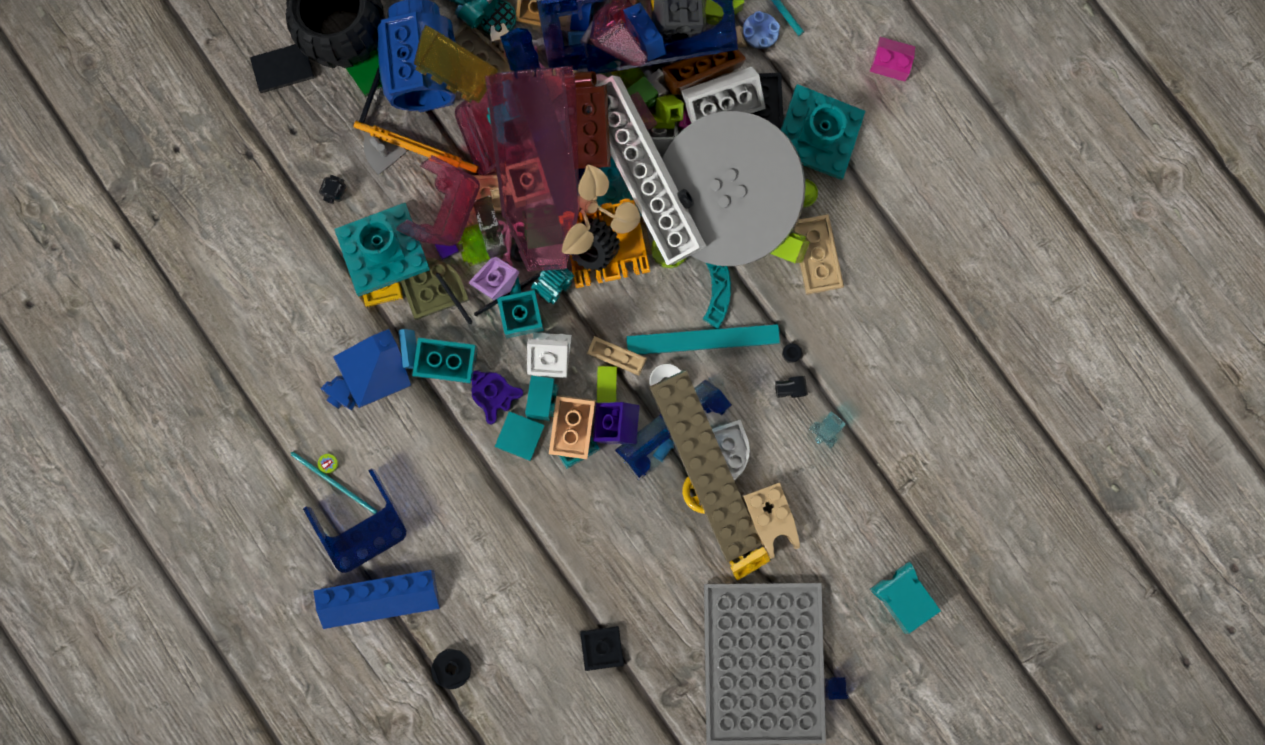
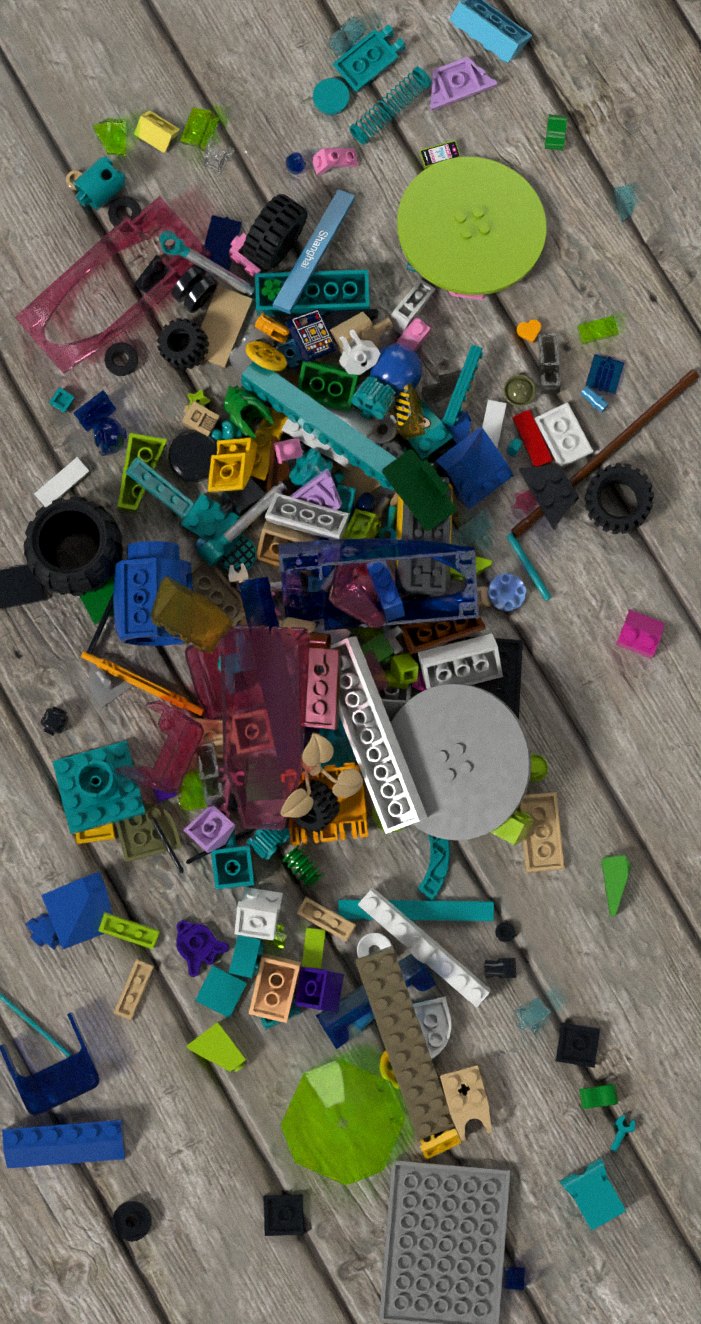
camera: 10 degrees right, 0 degrees up
(328, 463) = (26, 1001): lime tile -> none
(408, 347) = (117, 892): dark azure tile -> none
(426, 386) = (129, 930): none -> lime tile
(433, 442) = (134, 989): none -> tan tile
(444, 360) = (152, 909): teal slope -> none
(522, 491) = (218, 1048): none -> lime slope
(572, 377) = (280, 937): none -> clear neon green tile
(588, 307) = (303, 867): none -> green piece
(647, 579) = (350, 1093): none -> clear neon green windscreen
(685, 198) = (410, 767): black tile -> none
(715, 373) = (424, 947): none -> white hinge
(822, 130) = (538, 708): teal piece -> none
(874, 454) = (577, 1045): none -> black plate
(893, 289) = (615, 876): none -> bright green slope
(900, 502) = (598, 1096): none -> green axle
(926, 535) = (621, 1132): none -> teal bar

